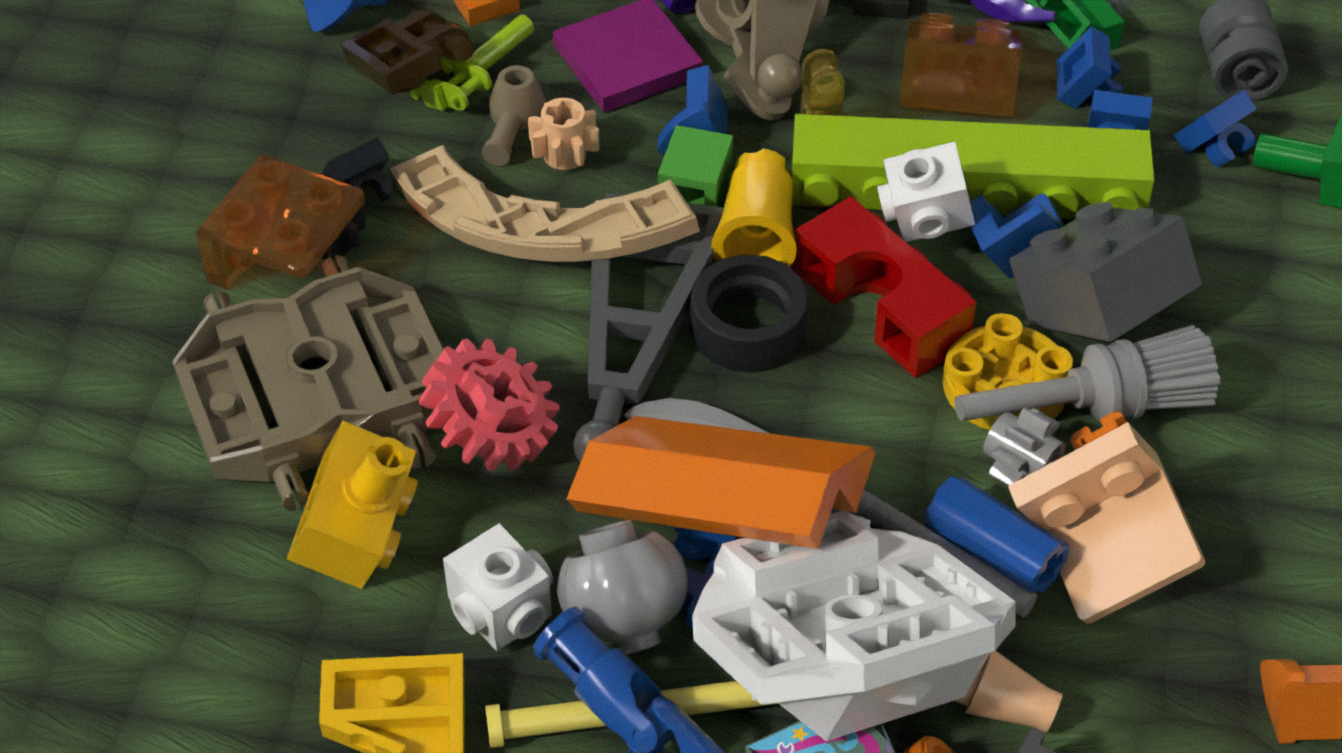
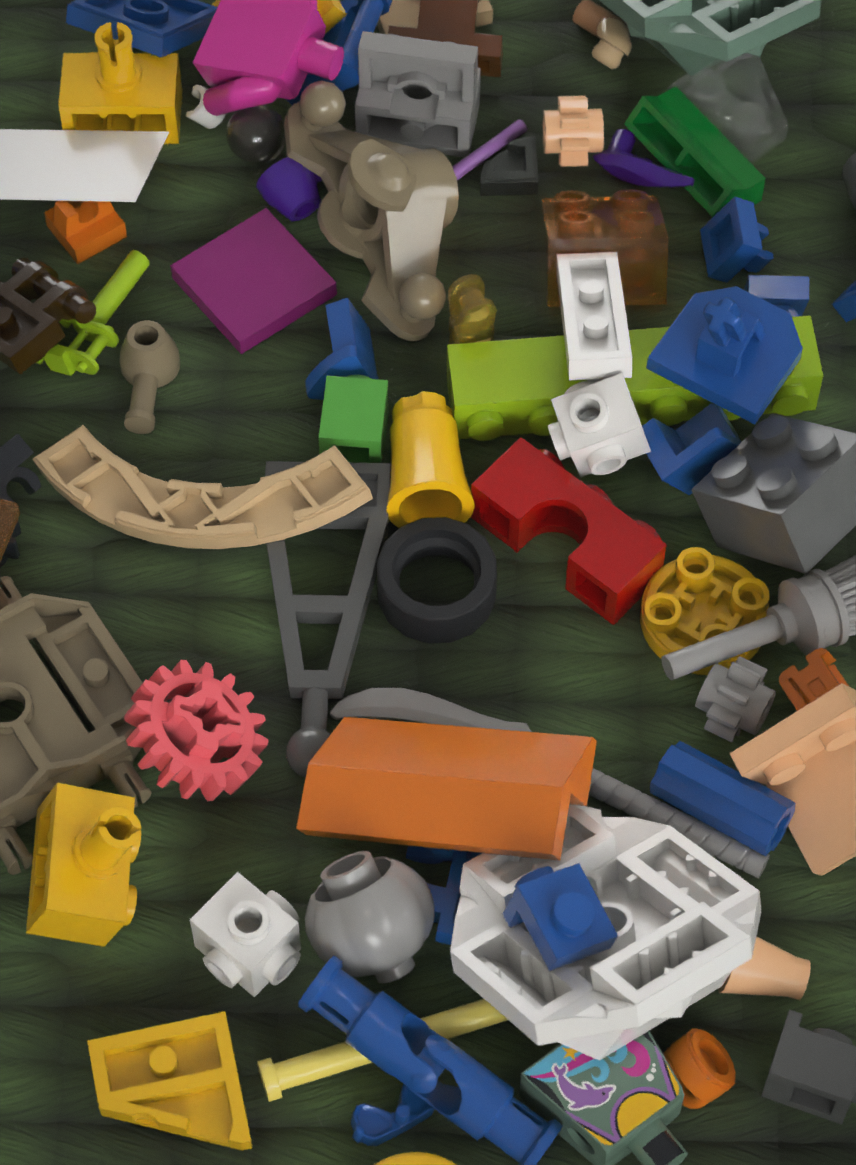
camera: 10 degrees left, 10 degrees up
(563, 133) = (207, 393): light nougat gear -> none
(806, 589) = (561, 915): none -> blue bracket
(937, 101) = (593, 316): none -> white plate
(1063, 140) = (729, 350): none -> blue piece

